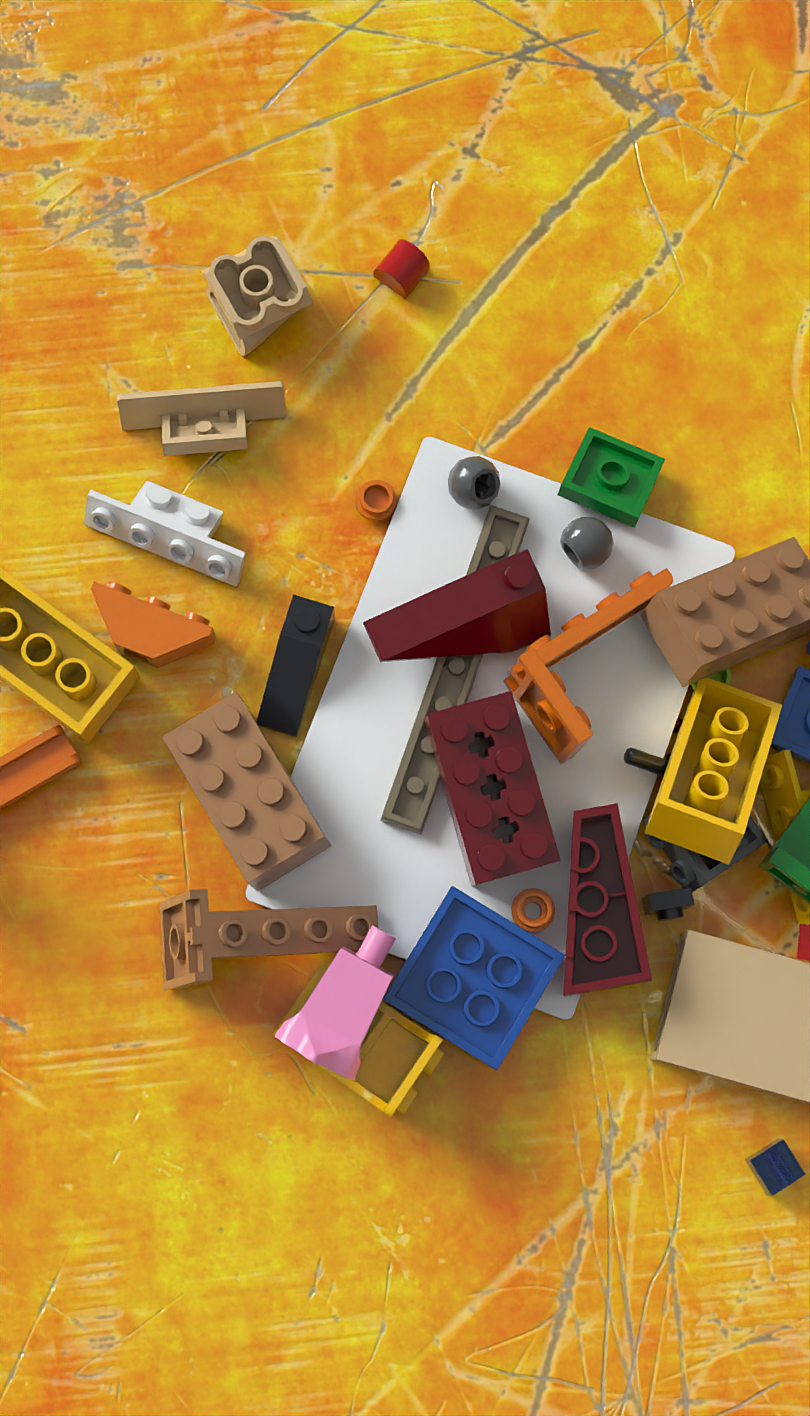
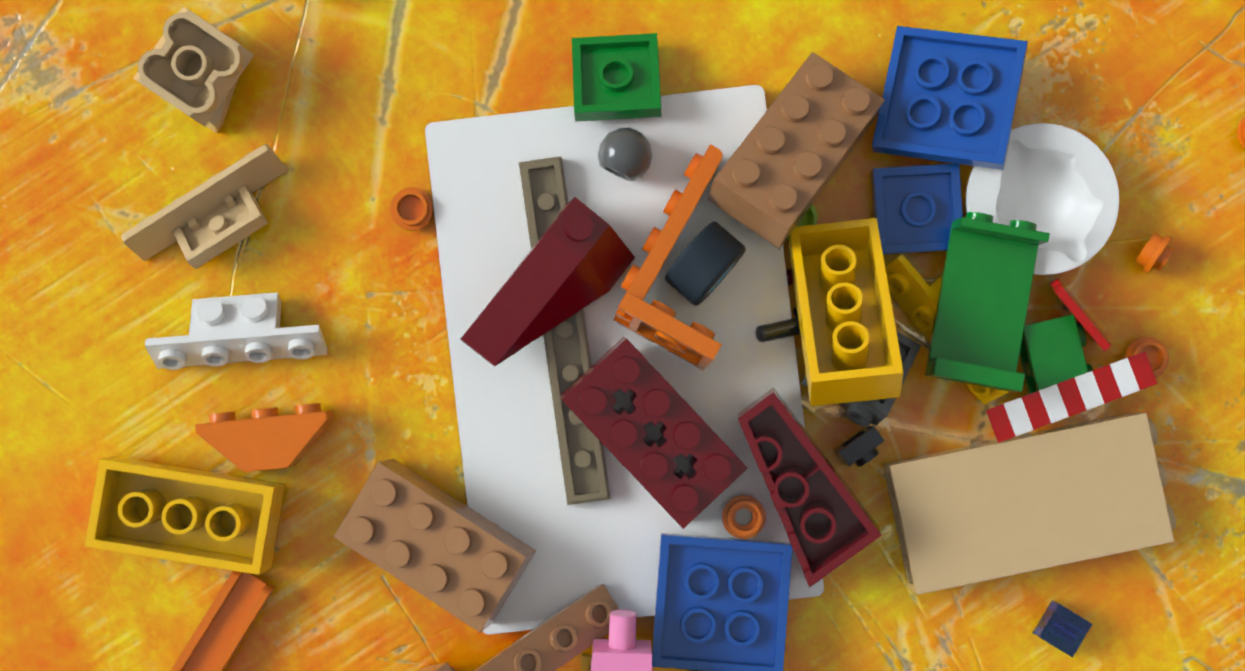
camera: 20 degrees left, 10 degrees up
(295, 665) = (418, 402): black slope -> none
(474, 482) = (493, 150): dark grey piece -> none
(611, 666) = (704, 263): none -> black wheel

